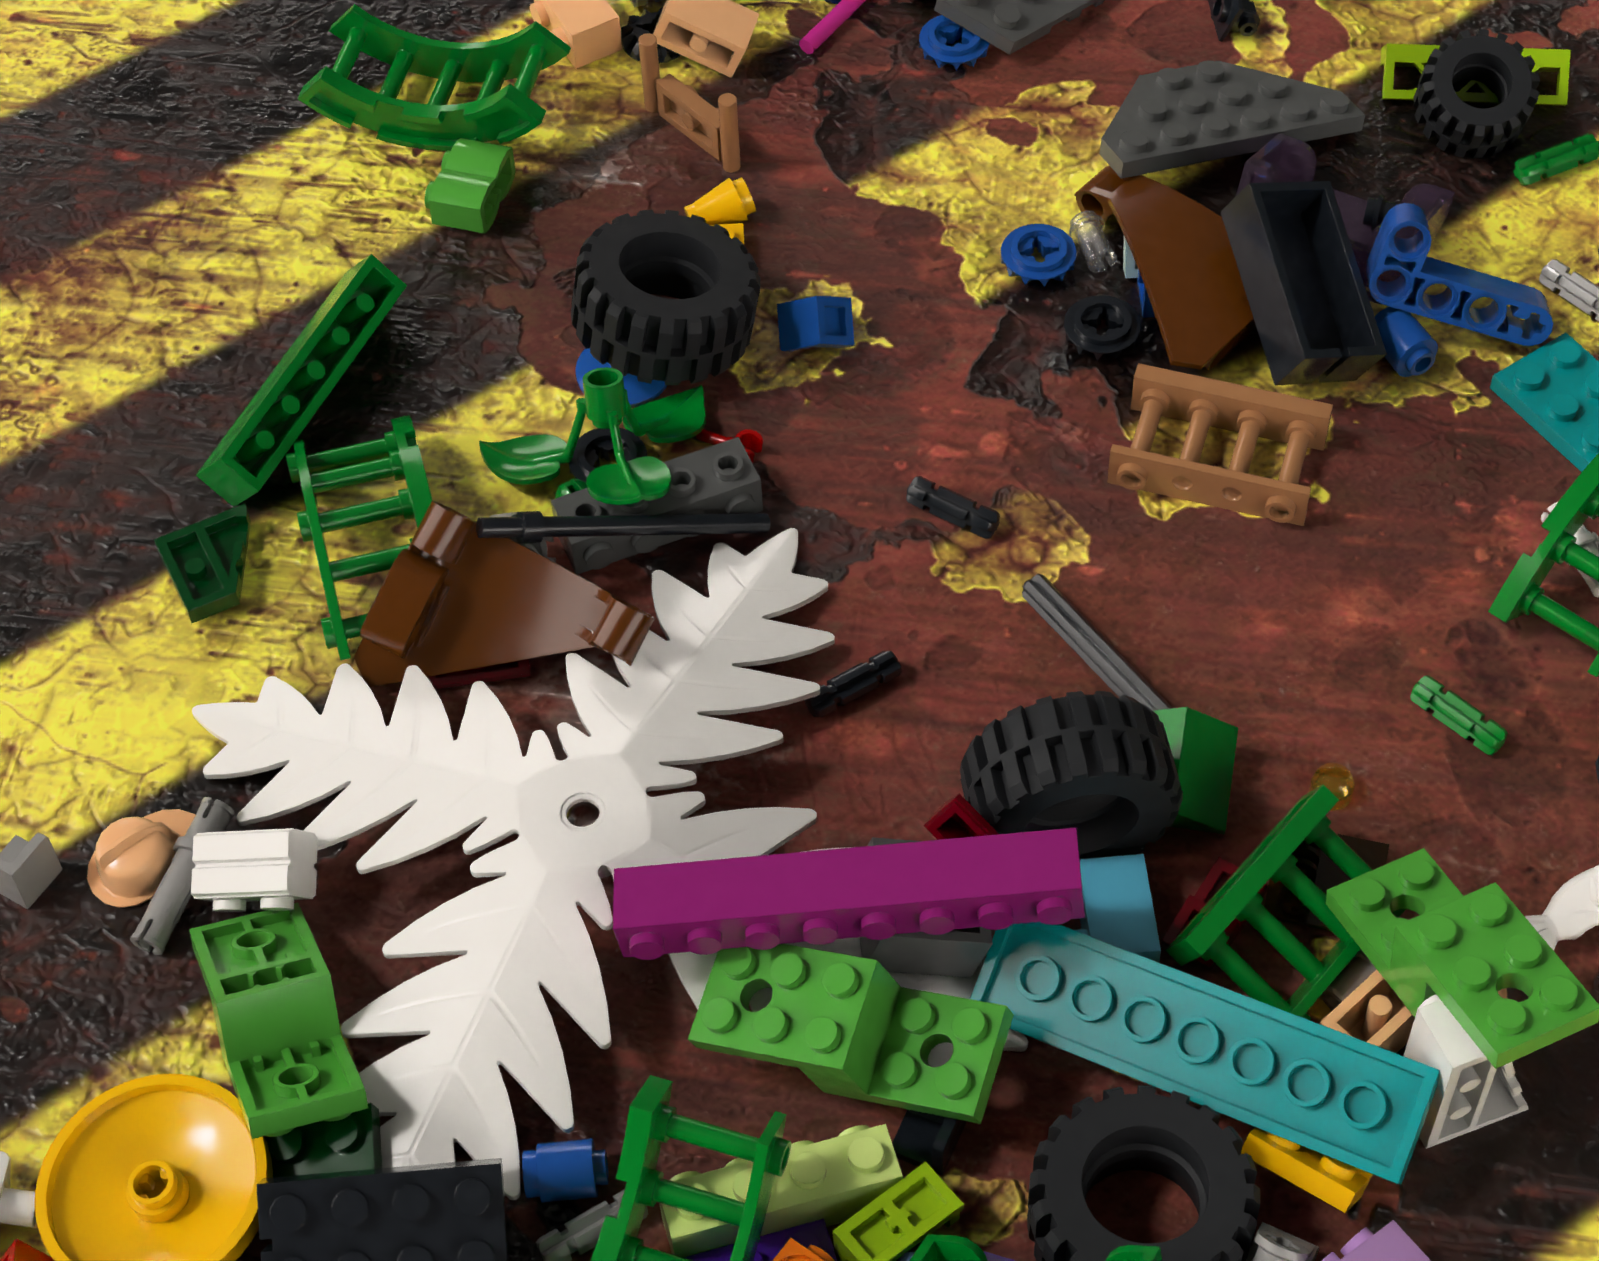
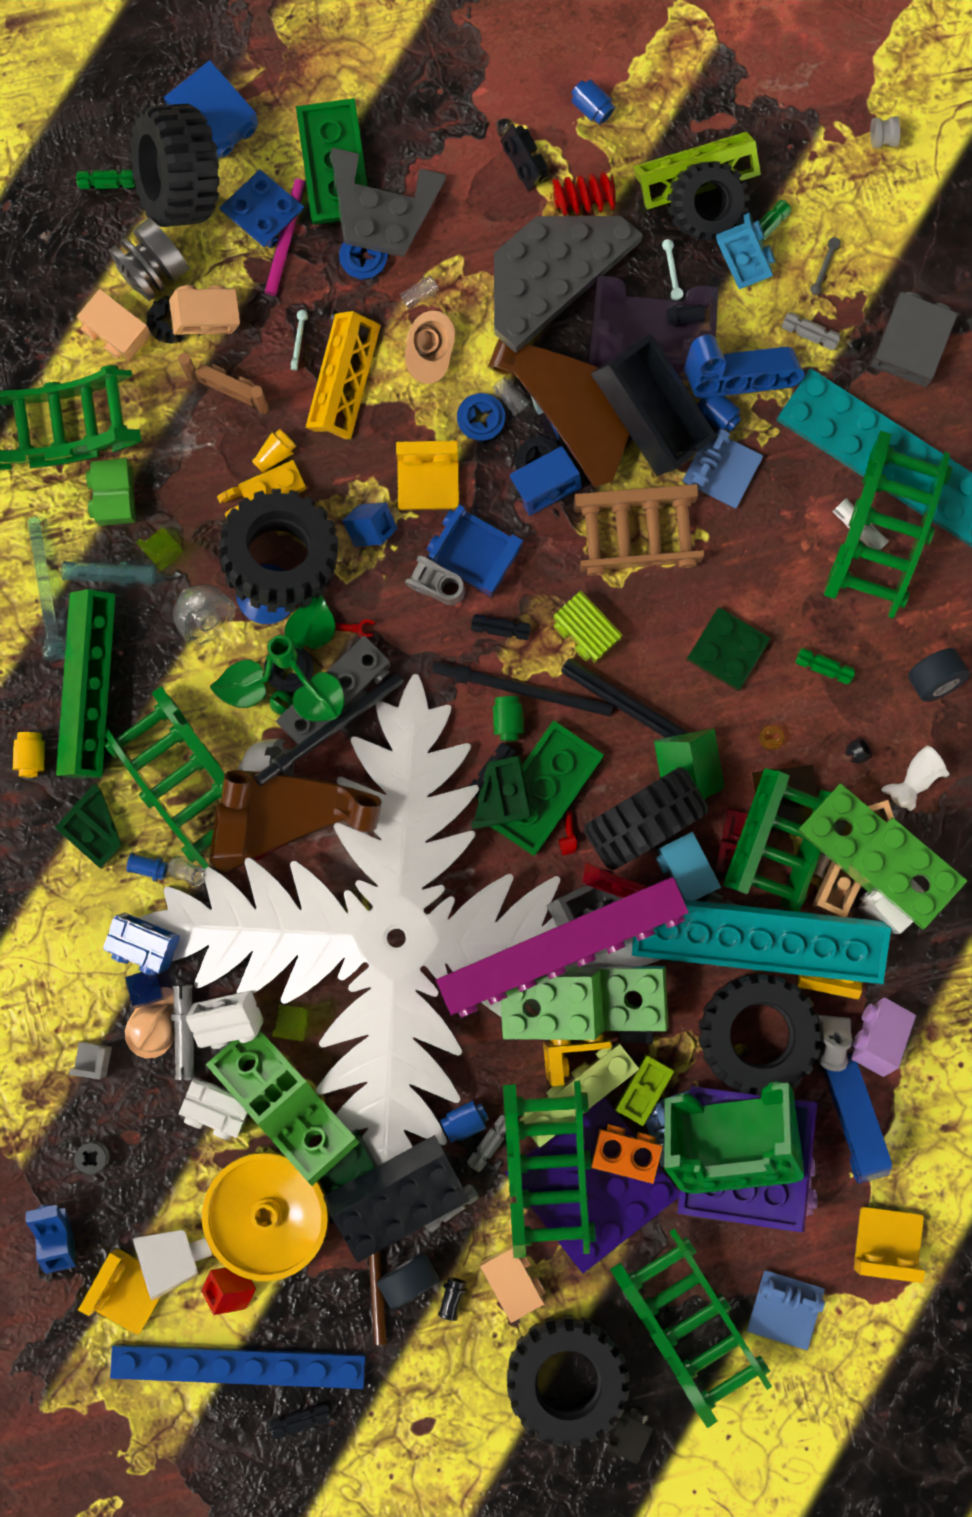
camera: 25 degrees left, 30 degrees up
(160, 797) = (144, 989): none -> clear blue plate
(165, 1000) = (214, 1108): none -> white brick
(173, 443) = (28, 754): none -> yellow brick
(190, 724) = (141, 943): none -> brick
(267, 643) = (147, 867): none -> blue pin
(287, 328) = (53, 646): none -> clear light blue piece
(310, 656) = (181, 868): none -> clear pin
(359, 924) = (292, 1023): none -> clear neon green panel
(459, 286) = (105, 572): none -> clear light blue pin
(501, 270) = (161, 548): none -> clear neon green panel
(518, 349) = (202, 612): none -> clear cylinder
(808, 1100) = (557, 1064): none -> yellow bracket
(837, 82) = (302, 316): none -> light aqua hinge
(850, 145) = (337, 371): none -> yellow fence
(852, 705) = (502, 795): none -> dark green wing
(870, 549) = (464, 674): none -> black bar
(880, 421) = (431, 578): none -> light grey piece
(910, 618) = (508, 718): none -> green brick
(915, 732) = (552, 780): none -> green plate
(923, 815) = (568, 844): none -> red hand
(930, 286) = (427, 475): none -> yellow bracket
(954, 401) = (474, 550): none -> blue panel
(1000, 143) = (429, 346): none -> light nougat piece
(1016, 96) = (419, 292): none -> clear pin
(1086, 541) = (586, 627): none -> lime brick
(1101, 348) = (546, 480): none -> blue panel
(1297, 50) = (584, 193): none -> red piece
(1304, 645) = (728, 649): none -> dark green plate
(1385, 413) = (723, 469): none -> medium blue hinge
(1398, 146) = (676, 293): none -> light aqua hinge
(1475, 847) = (860, 751): none -> black hinge
(1512, 164) = (746, 253): none -> dark azure bracket

